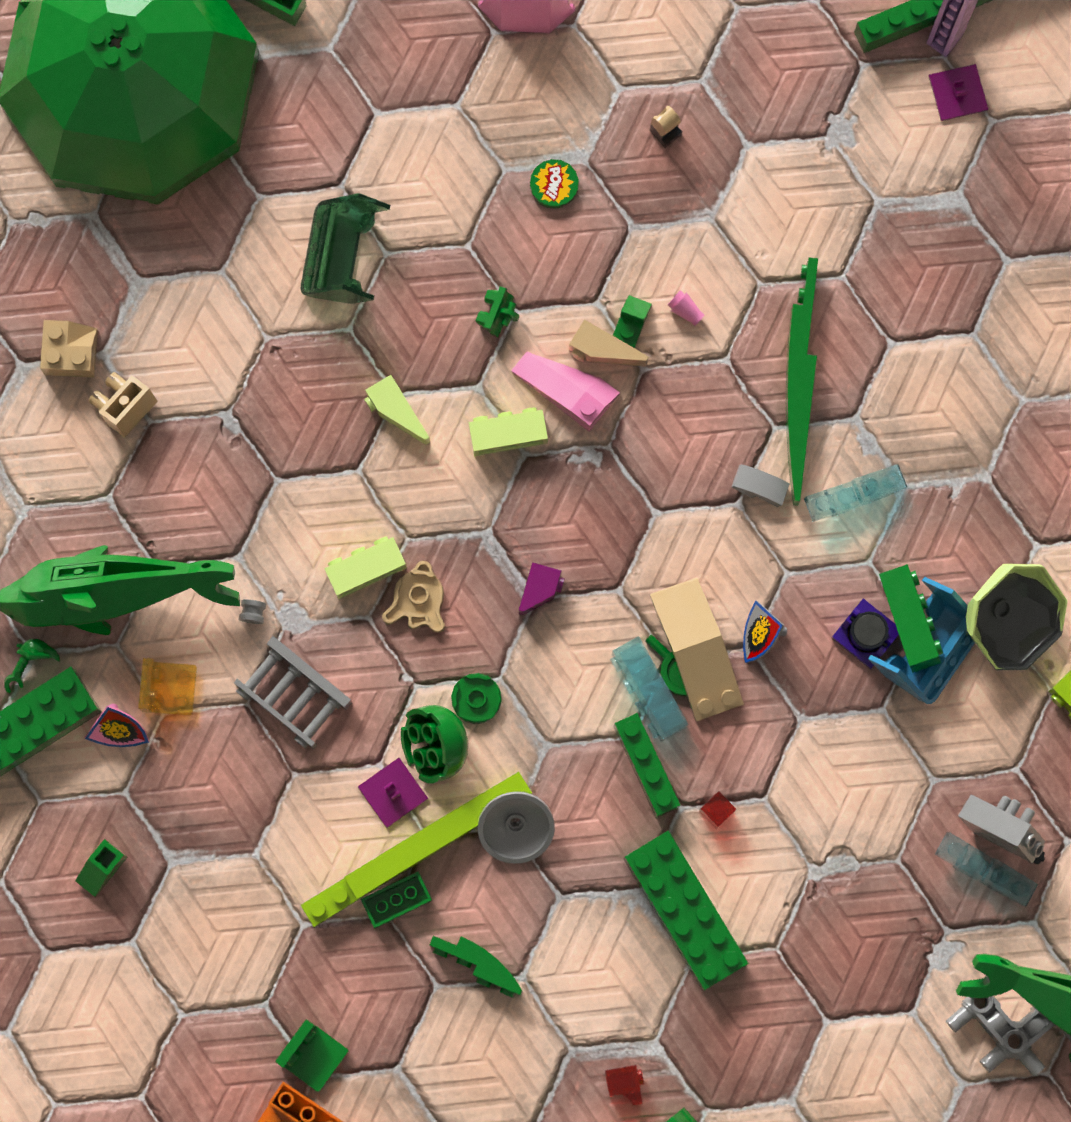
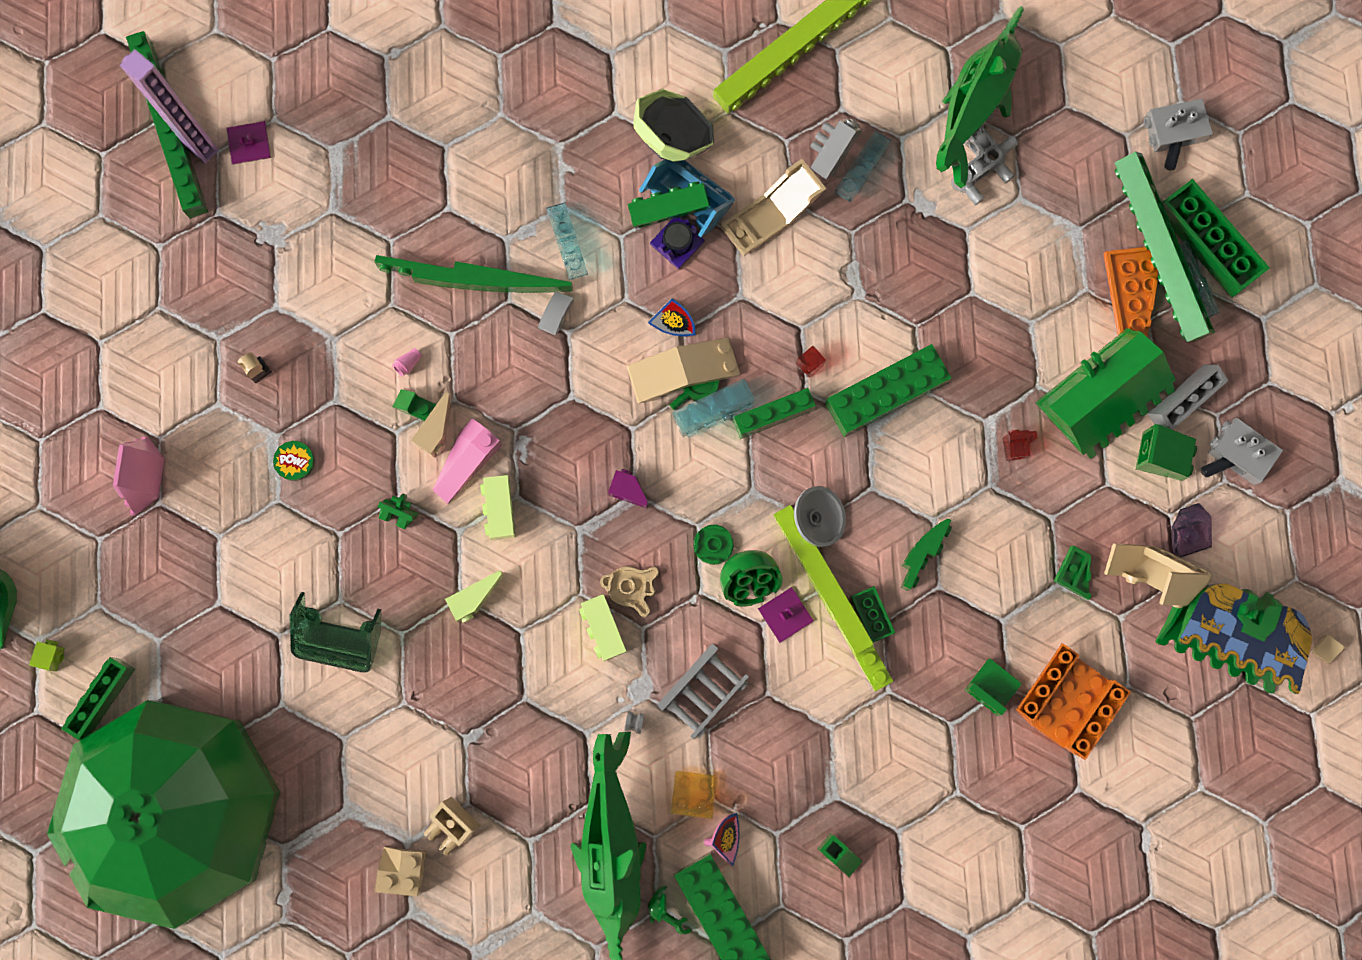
camera: 90 degrees left, 0 degrees up
(917, 752) = (774, 209): none -> tan windscreen

